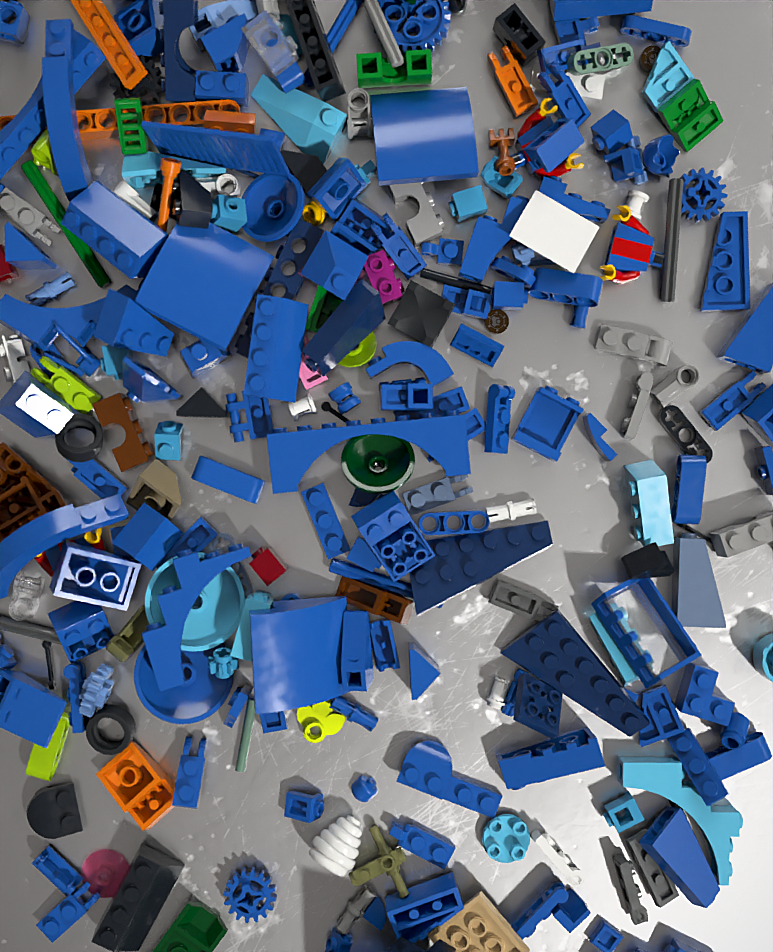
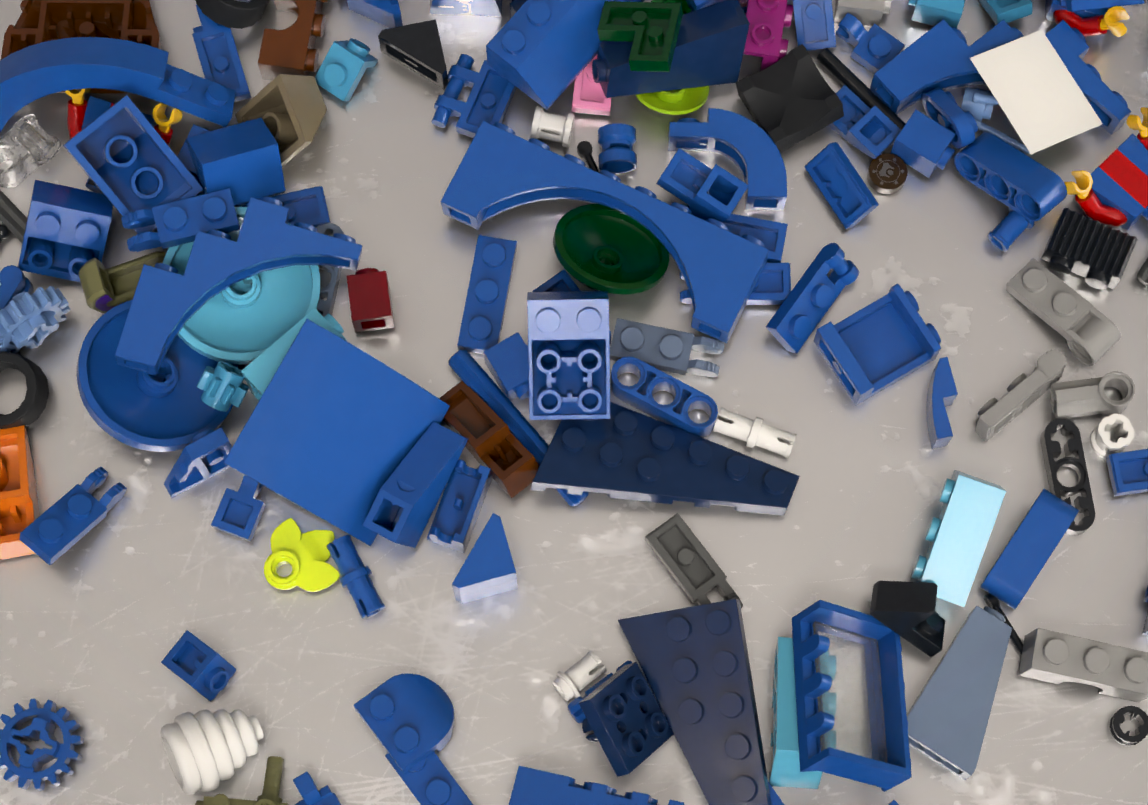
camera: 25 degrees right, 15 degrees down
(144, 589) = (181, 219): none -> blue hinge
(228, 479) = (391, 161): blue beam -> none
(245, 736) = (184, 518): sand green bar -> none
(325, 328) = (650, 27): none -> dark green plate
(364, 788) = (299, 699): blue piece -> none
(629, 301) = (1088, 250): none -> black brick
(699, 393) = (1123, 434): none -> white bush

